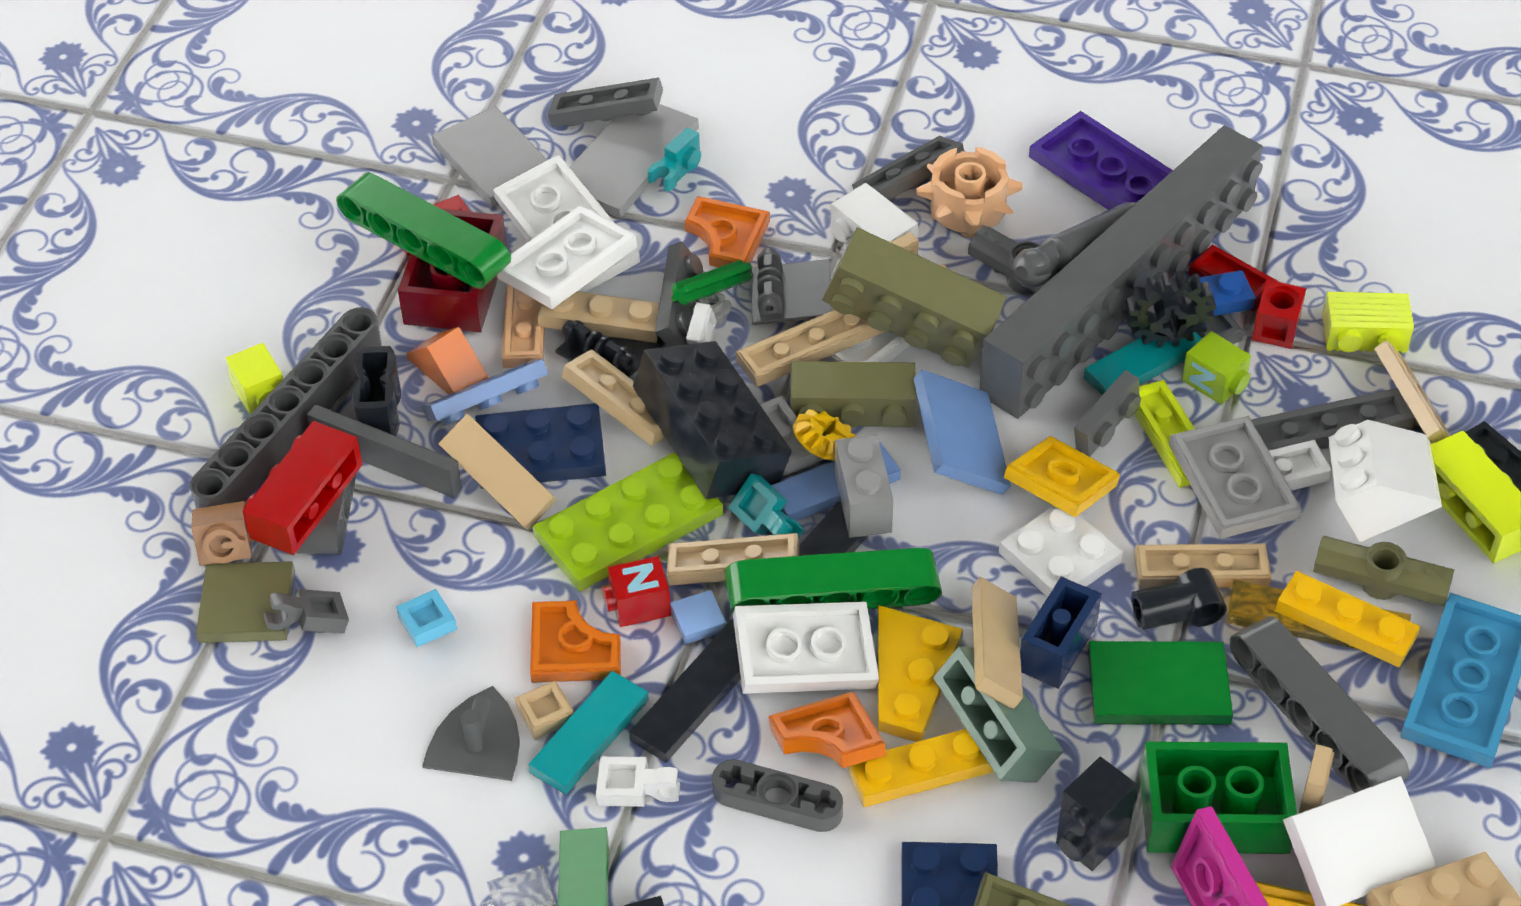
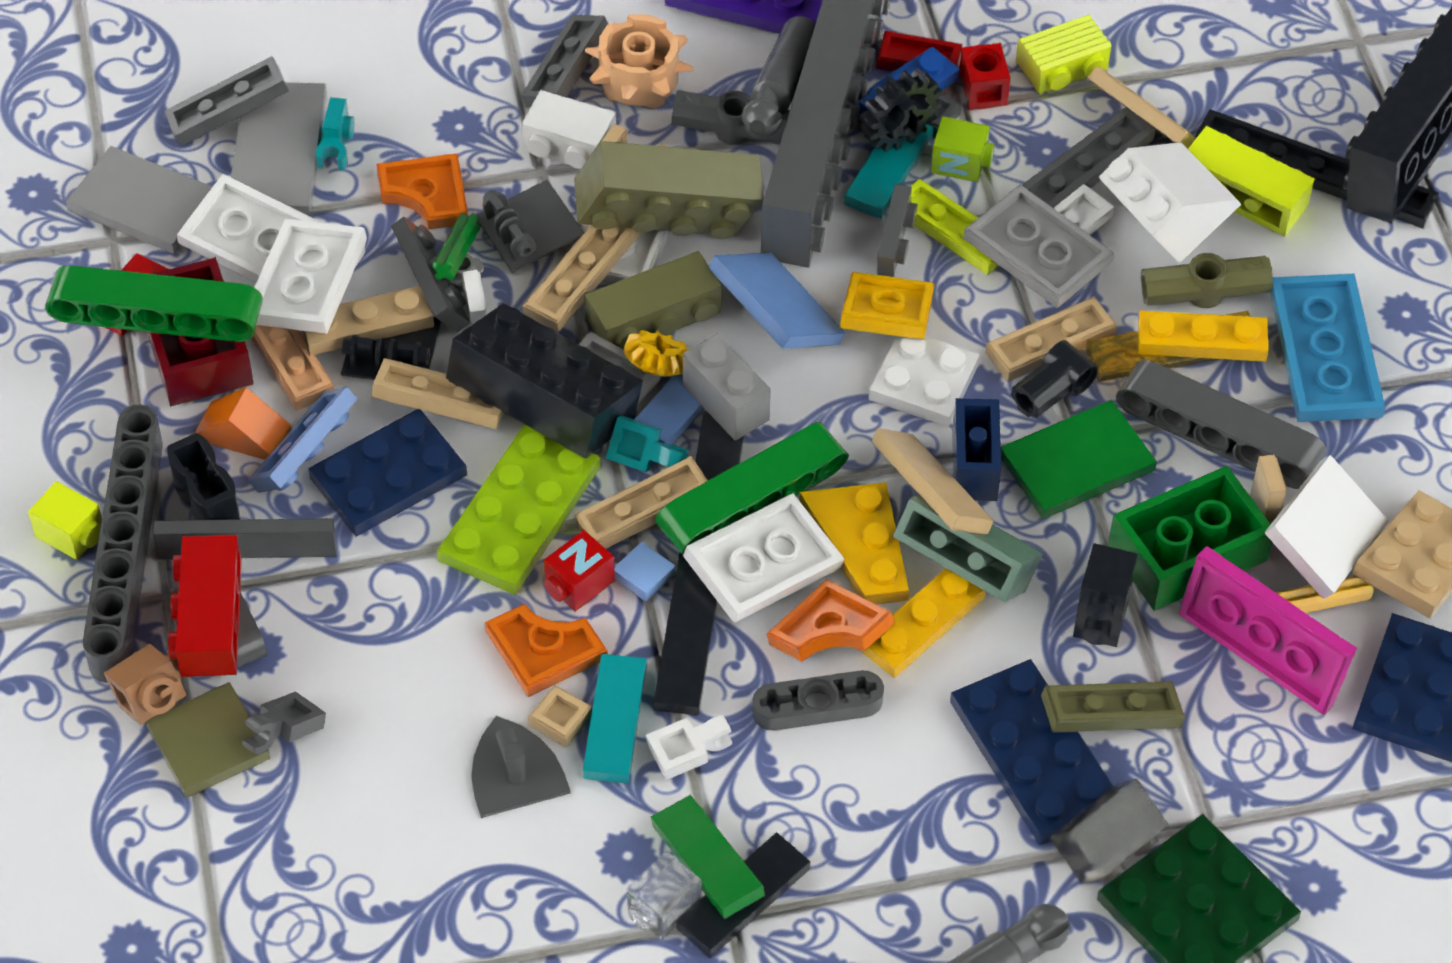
camera: 30 degrees left, 5 degrees up
(426, 618) = (396, 679): medium azure plate -> none
(497, 471) = (373, 513): tan tile -> none

